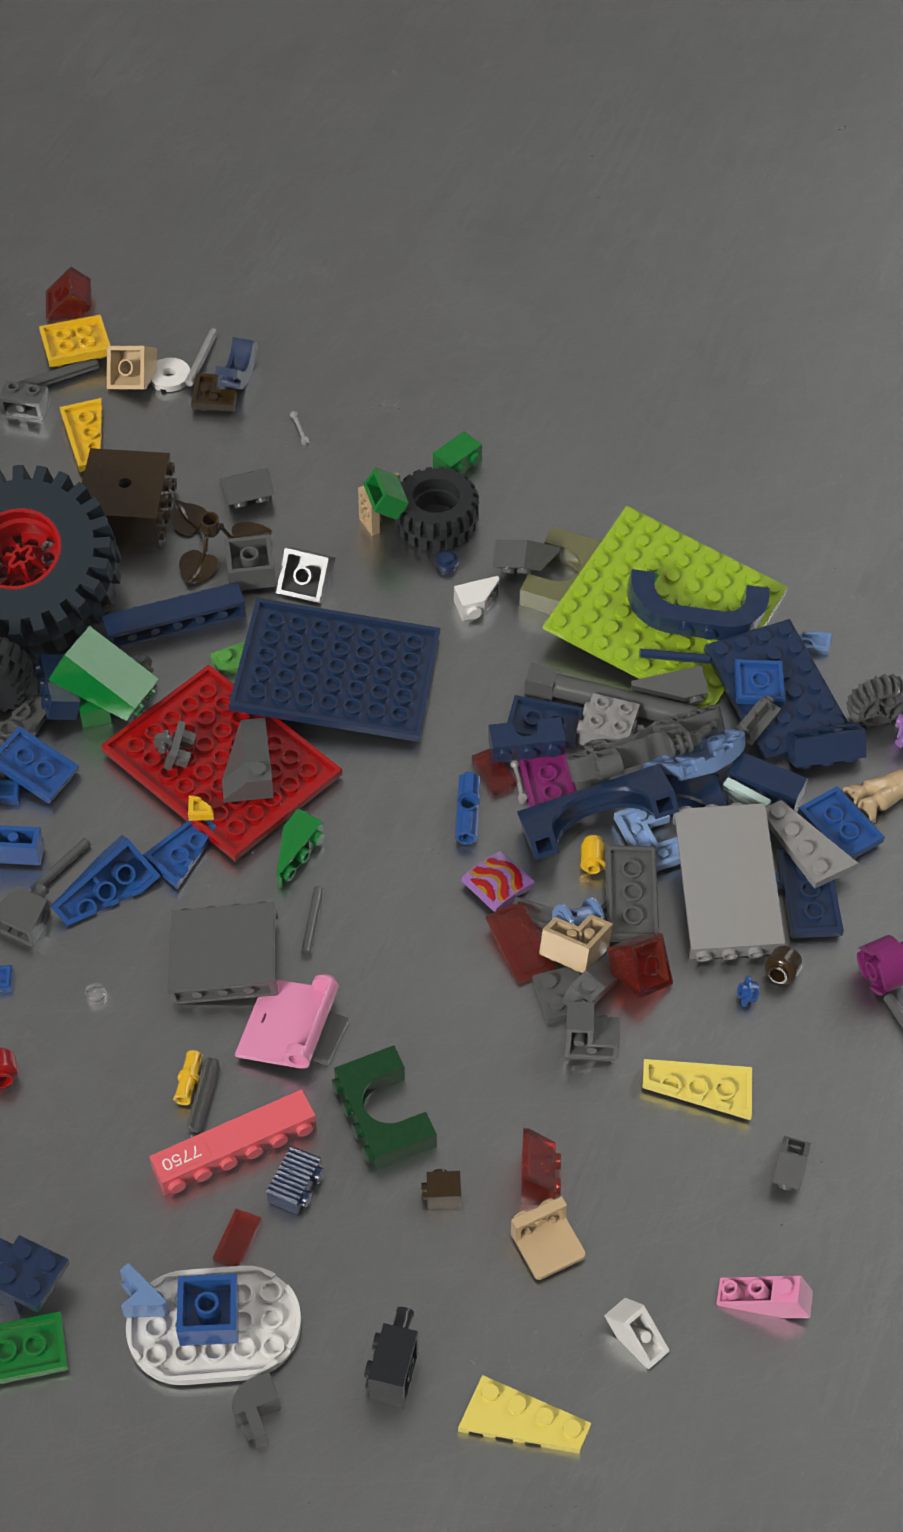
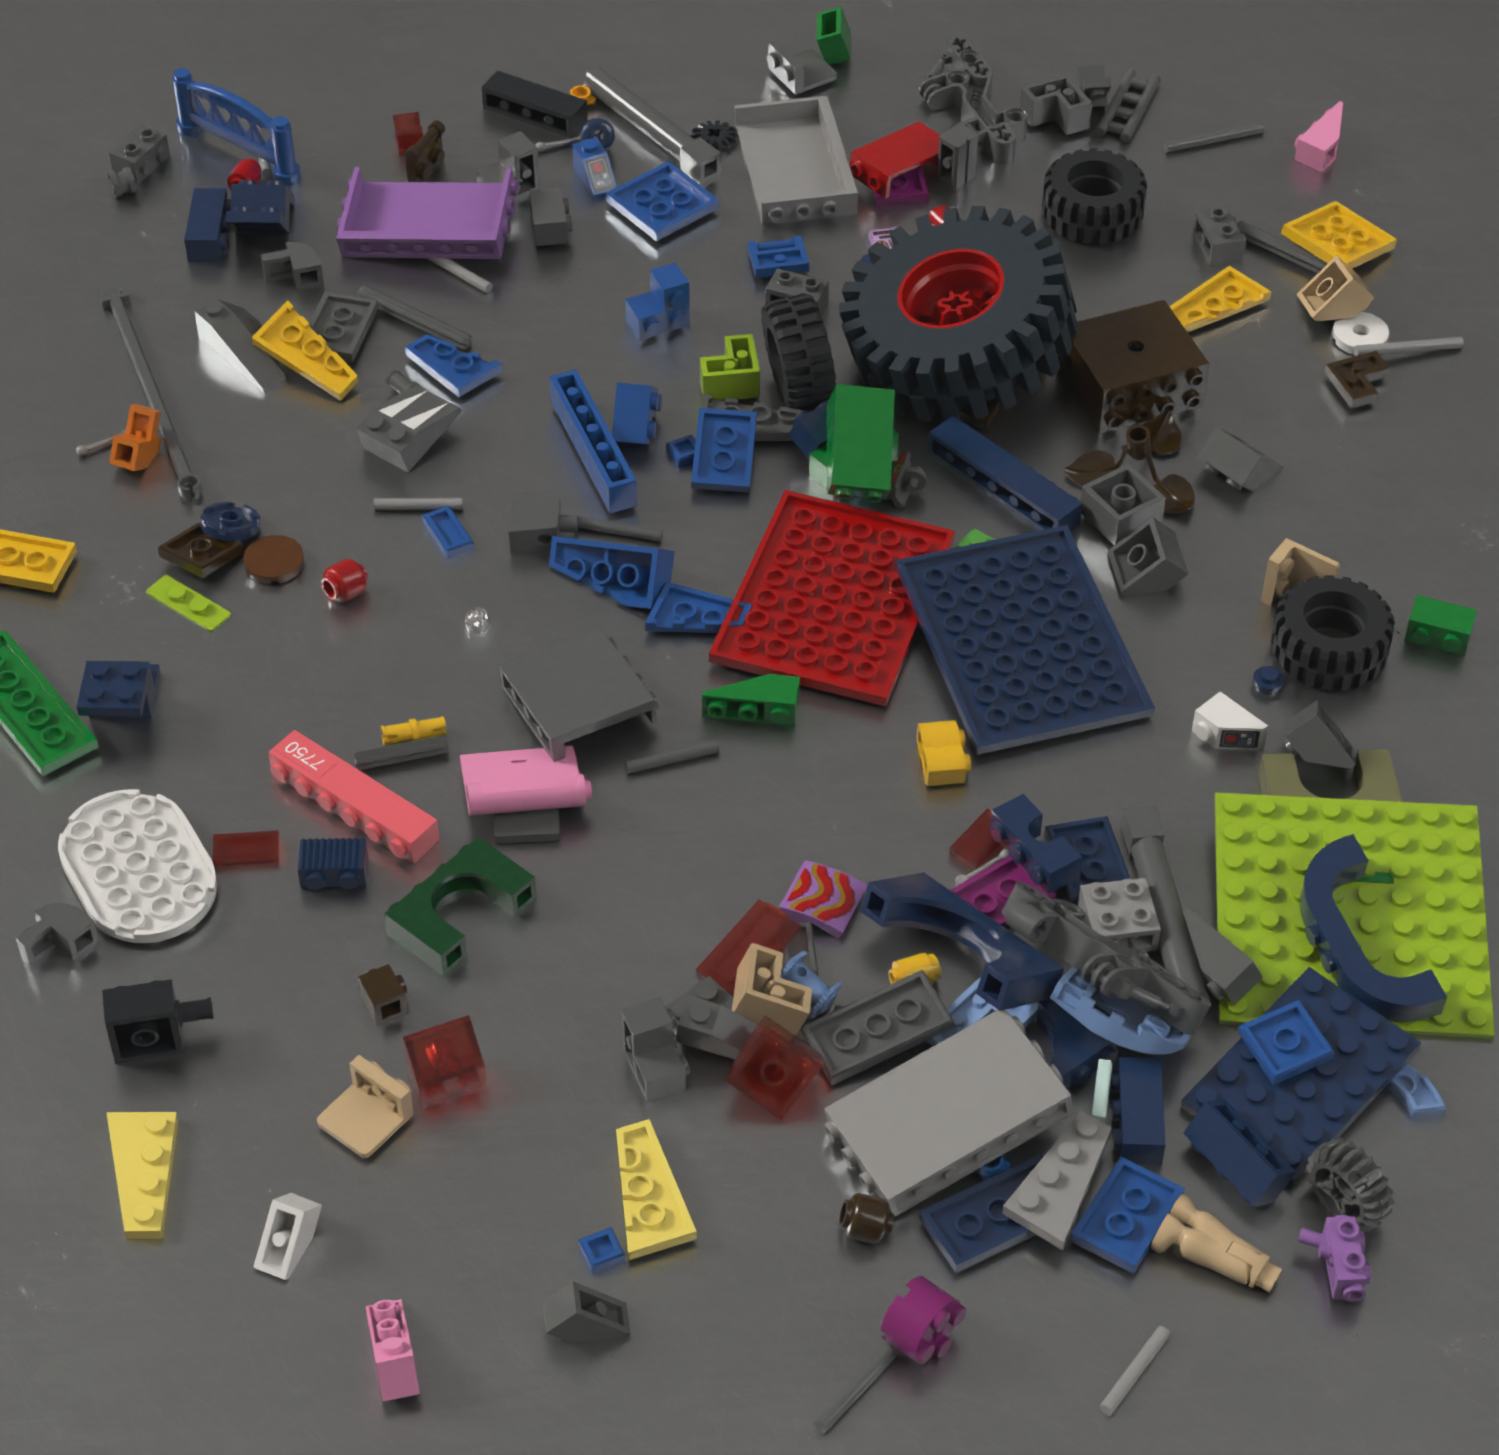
camera: 65 degrees right, 5 degrees down
(69, 296) = (1404, 205): clear red slope -> none
(144, 1298) = (133, 788): medium blue slope -> none
(180, 737) = (814, 538): dark grey hips -> none
(199, 809) = (747, 598): yellow tile -> none
(208, 1309) = (134, 839): blue brick -> none
(240, 364) = (1418, 382): dark blue arch -> none
(249, 765) = (832, 618): dark grey wedge -> none
(304, 439) = (1358, 485): light grey hinge -> none
(385, 493) = (1288, 561): green brick -> none
(409, 759) = (942, 753): none -> yellow brick
(467, 808) = (906, 830): blue piece -> none
(674, 656) = (1268, 941): dark blue bar -> none
(734, 1133) = (602, 1250): none -> blue tile
(748, 991) = (807, 1194): blue plate -> none
(758, 719) = (1225, 1060): dark grey hinge -> none

